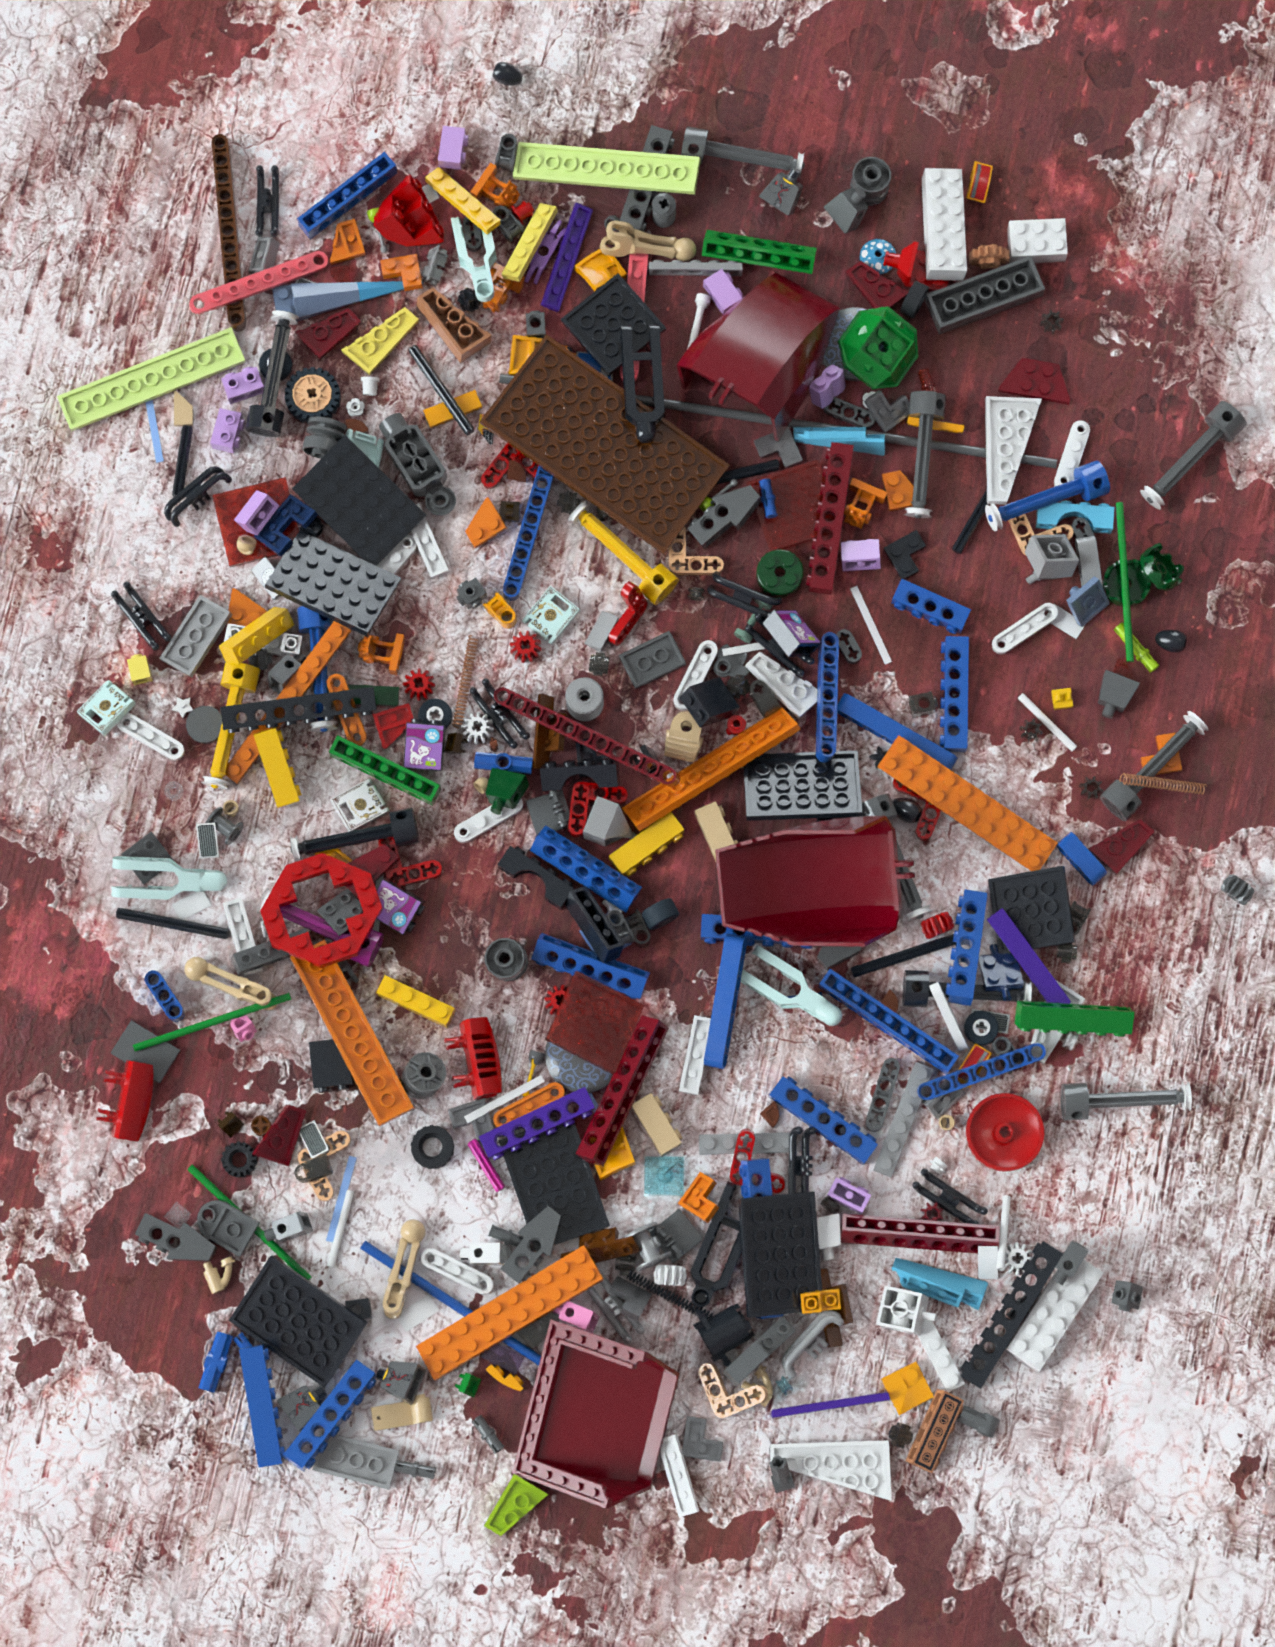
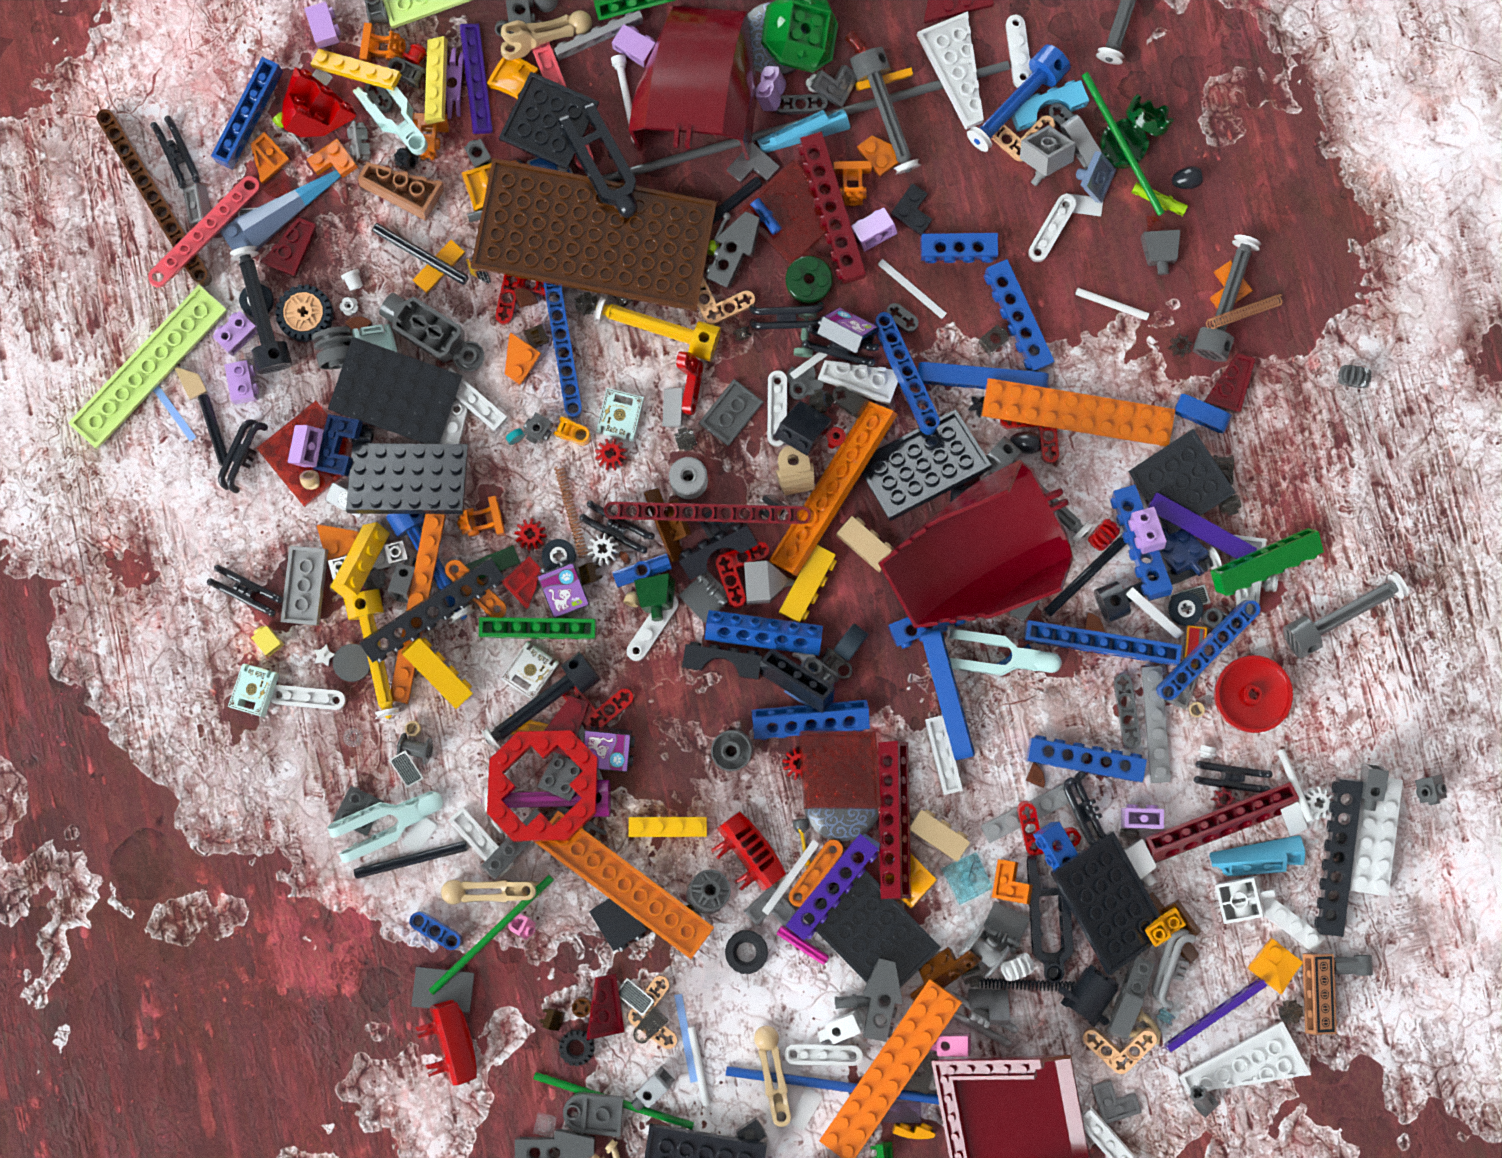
camera: 25 degrees left, 5 degrees up
(380, 341) = (340, 240): light yellow wing -> none
(447, 591) = (515, 436): none -> teal tile
(971, 525) = (959, 153): black axle -> none
(976, 936) = (1147, 530): none -> lavender brick
(1029, 736) = (1106, 321): clear smoke gear -> none
(1062, 698) = (1115, 276): yellow tile -> none

